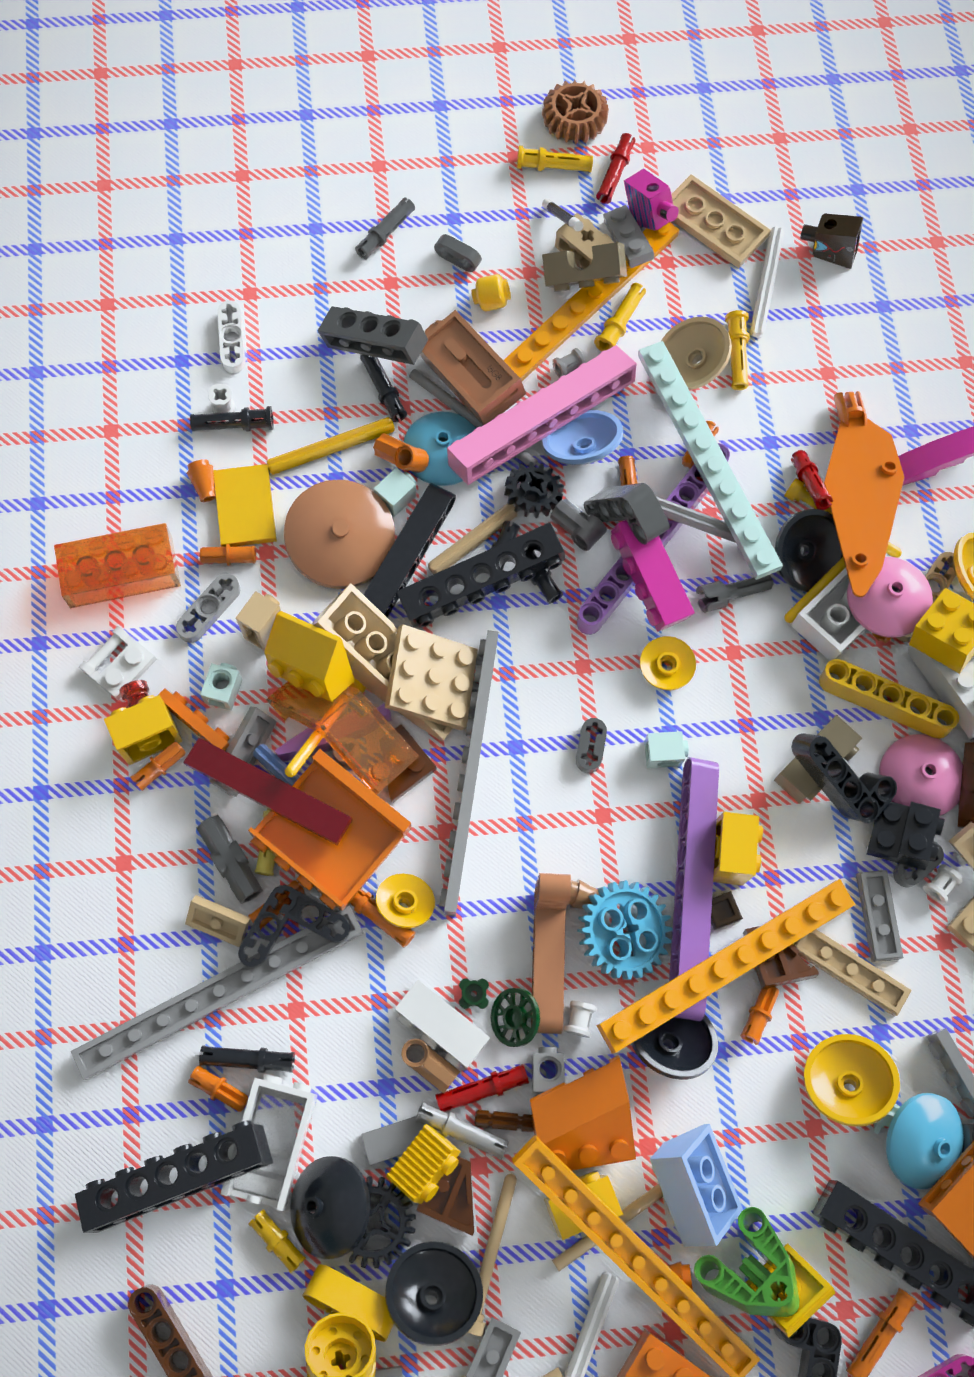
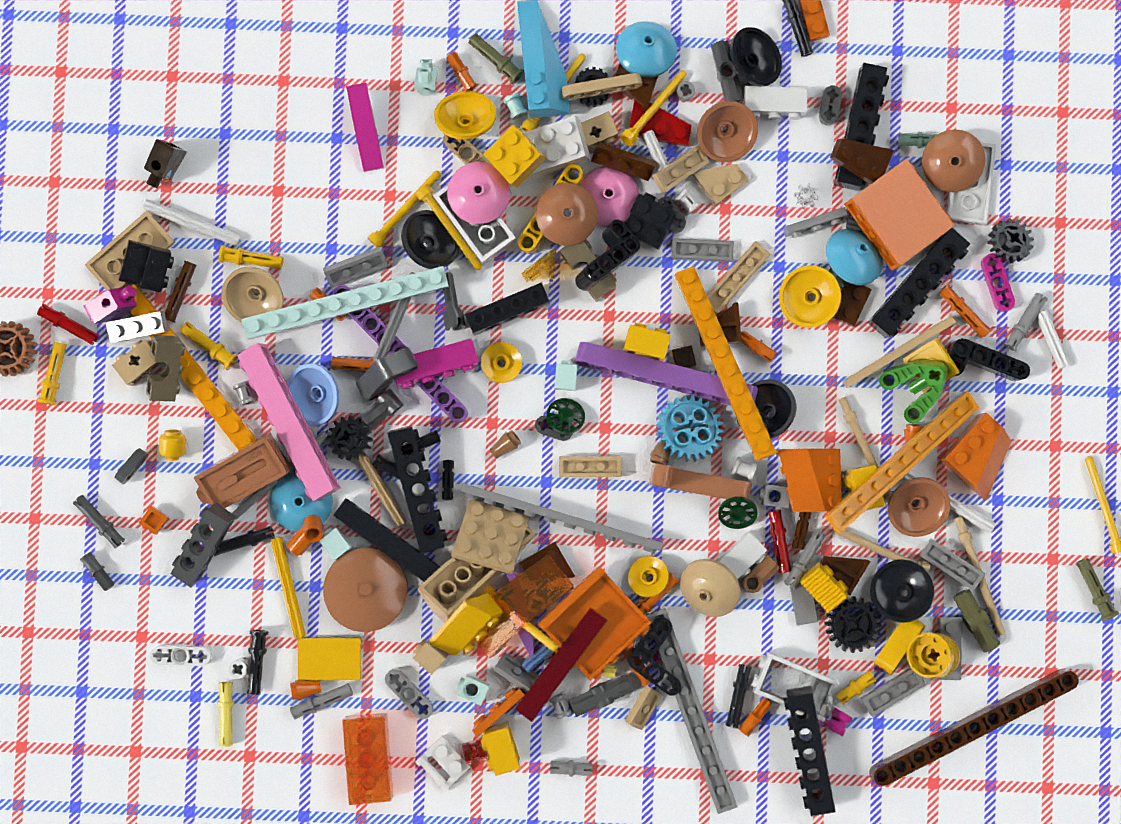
camera: 80 degrees left, 15 degrees up
(123, 832) = (571, 768): none -> light grey pin
(158, 765) = (526, 740): orange axle -> none
(160, 394) = (225, 706): none -> light yellow pin
(184, 494) = (321, 701): none -> light grey pin
(210, 805) = (566, 709): none -> light grey bush
(222, 1220) = (838, 721): none -> dark pink wheel
(227, 554) = (369, 675): orange axle -> none
(276, 1302) = (892, 691): none -> light grey plate
(324, 234) = (97, 571): none -> dark grey axle
(330, 1207) = (841, 651): black dish -> none
(395, 285) = (154, 520): none -> orange plate
(400, 990) = (713, 580): none -> tan dish
(467, 999) = (712, 532): dark green plate -> none
(499, 618) = (447, 479): none -> black axle
(547, 800) = (590, 466): none -> tan plate
(550, 1312) = (926, 514): none -> nougat dish
(560, 685) = (506, 444): none -> medium nougat cone
(562, 214) = (112, 377): bar -> none
(611, 757) = (565, 416): none -> dark green wheel
(680, 278) = (187, 270): none -> reddish brown pin
(696, 1187) = (862, 411): light blue slope -> none
(704, 234) = (146, 266): none -> black plate
(741, 661) = (507, 309): none -> black brick
(755, 470) = (355, 267): none -> light grey plate
(798, 1236) = (899, 351): none -> tan tile
(808, 474) = (367, 228): red pin -> none
(813, 702) = (546, 263): none -> clear yellow slope
(853, 1148) = (852, 303): none -> reddish brown wing
(865, 490) = (389, 192): orange wing -> none
(878, 730) = (556, 225): none -> nougat dish

